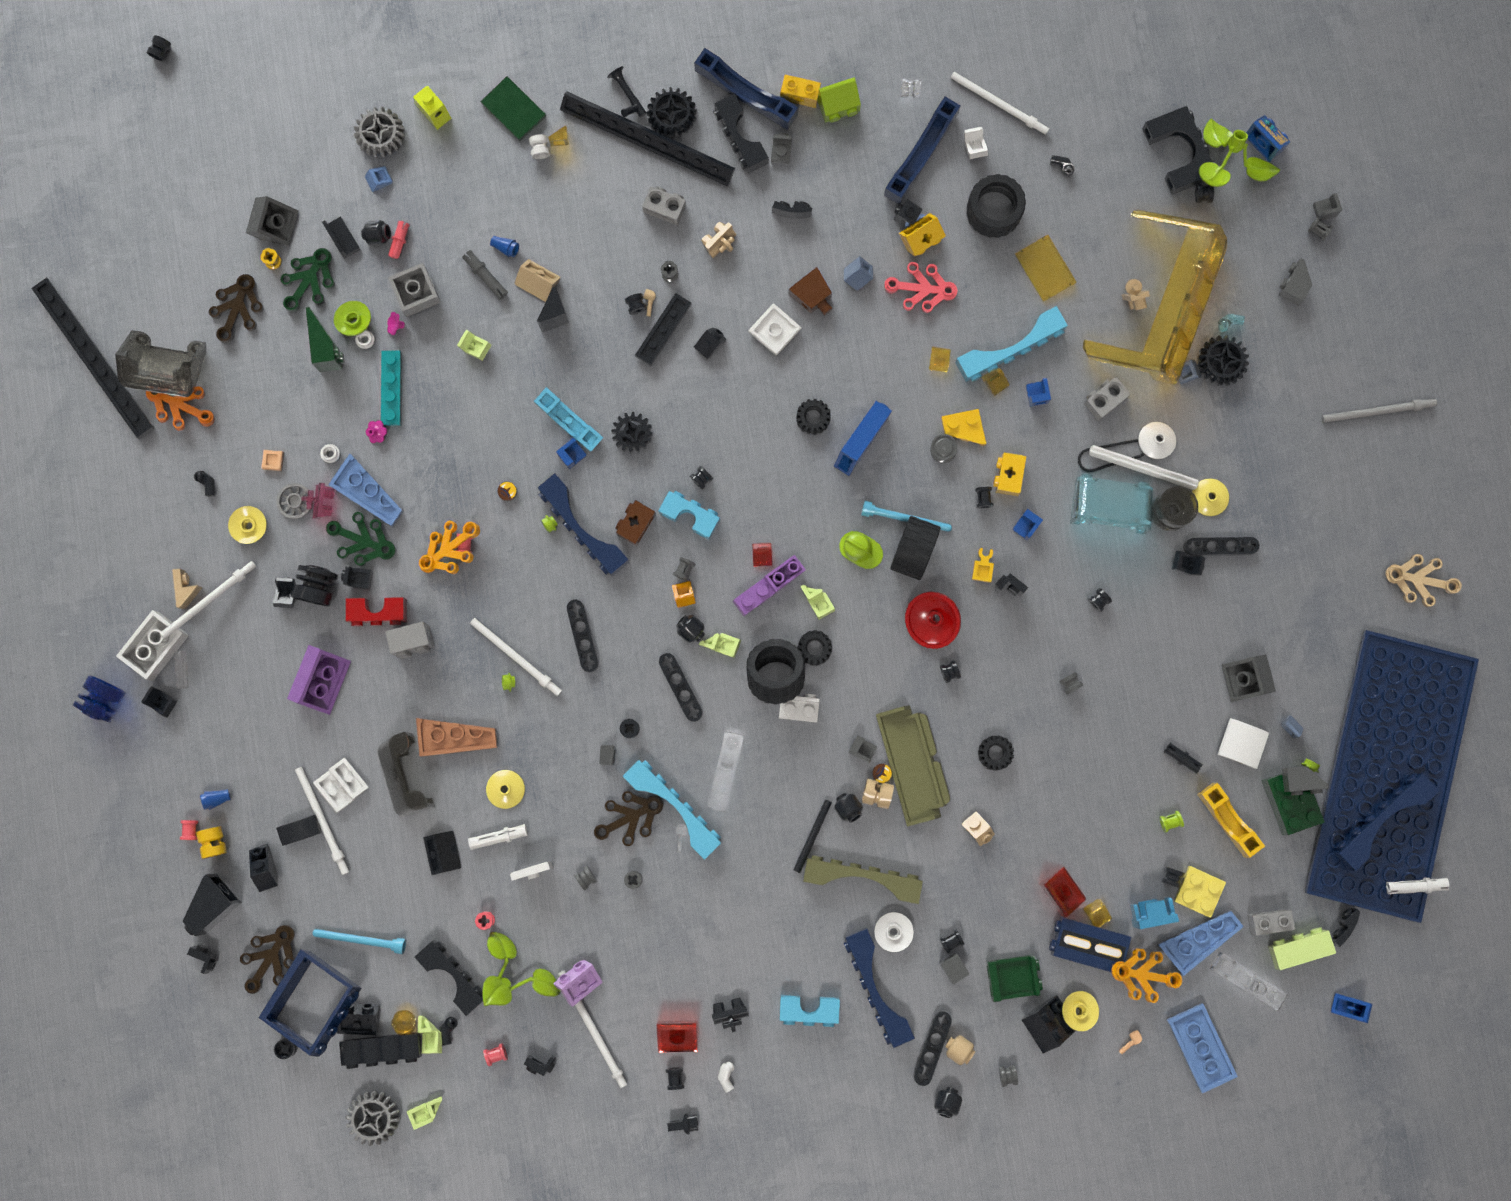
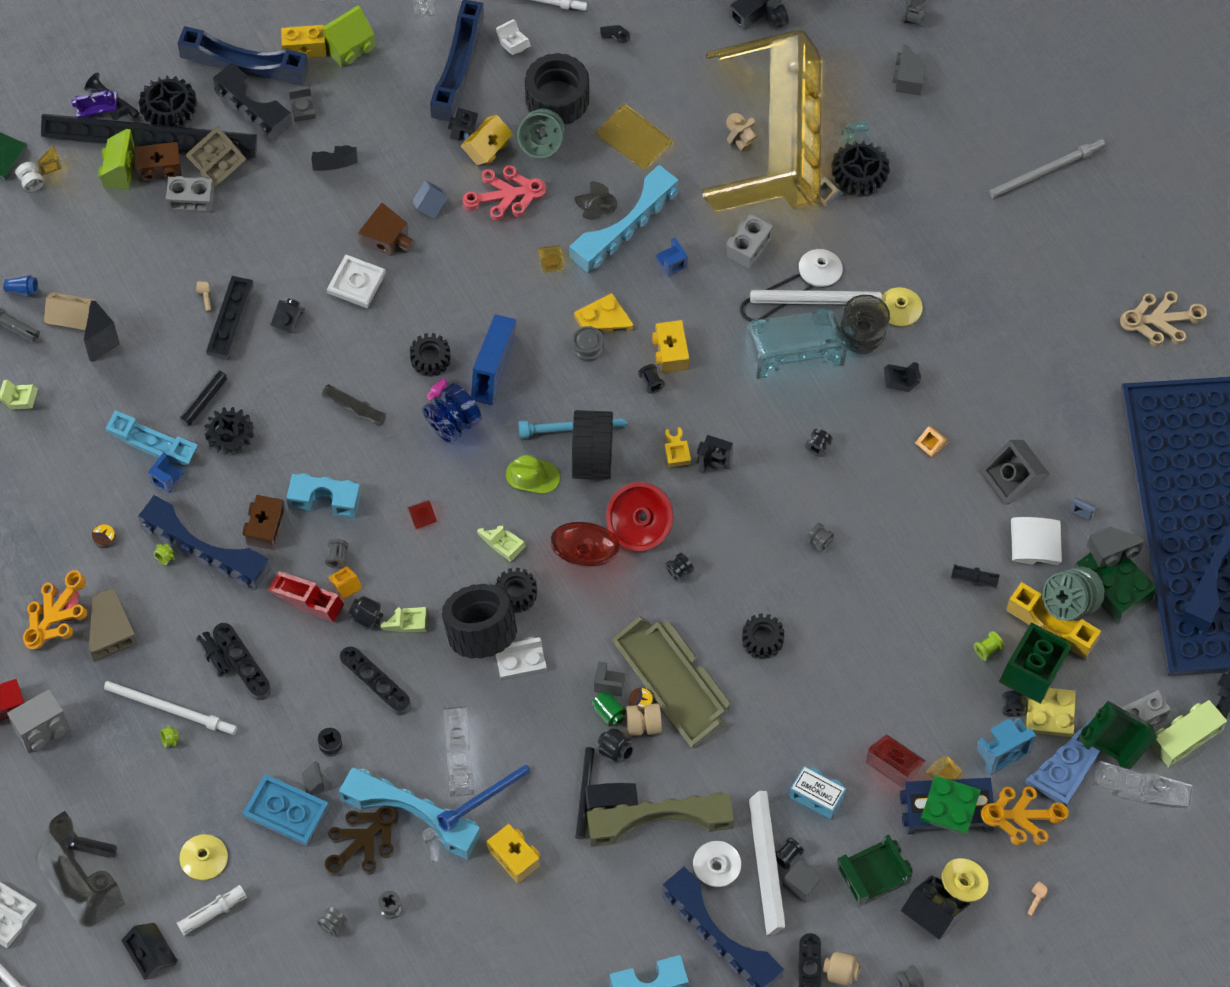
camera: 20 degrees left, 20 degrees down
(419, 760) = (91, 846): none -> black axle
(448, 738) = (124, 817): nougat wing -> none
(488, 572) = (109, 626): none -> dark tan slope
(531, 872) = (265, 929): white plate -> none
(562, 623) = (213, 654): none -> black pin
(578, 773) = (285, 809): none -> dark azure plate
(612, 95) = (98, 103): none -> dark purple hinge
(614, 157) = (118, 161): none -> lime slope
(620, 395) = (203, 398): none -> black axle
(635, 303) = (190, 300): black wheel -> none
(640, 159) = (157, 161): none -> reddish brown brick
(649, 598) = (307, 596): none -> red slope
(664, 269) = (214, 258): dark grey bush -> none
(695, 177) = (216, 156): none -> dark tan slope
(698, 831) = (448, 819): none -> blue piece
(701, 477) = (324, 453): black wheel -> none
(721, 241) = (266, 209): tan hips -> none
(739, 880) = (517, 865): none -> yellow brick
(740, 444) = (362, 409): none -> clear smoke pin
(769, 585) = (441, 541): medium lavender slope -> none
(809, 451) = (436, 389): none -> dark pink plant
(812, 479) = (452, 413): none -> clear blue wheel
(831, 848) = (611, 795): none -> black slope
(854, 774) = (609, 709): none -> green brick
(884, 622) = (584, 544): none -> clear red dish
(932, 944) = (766, 863): none -> white tile
(967, 256) = (530, 139): none -> sand green wheel
(978, 829) = (774, 722): bracket -> none
(991, 318) = (593, 202): none -> clear smoke plate
(992, 899) = (818, 792): none -> brick
(995, 381) = (621, 261): clear yellow slope -> none
(1027, 524) = (710, 391): blue panel -> none
(1091, 950) = (950, 805): none -> green plate
(1192, 627) = (932, 441): none -> light orange slope
(1202, 854) = (1035, 663): none -> dark green brick
(1202, 1048) = (1120, 877): medium blue plate -> none
(1221, 546) = (930, 347): black beam -> none
(1247, 939) = (1118, 735): none -> dark green panel
(1255, 806) = (1073, 593): none -> sand green wheel

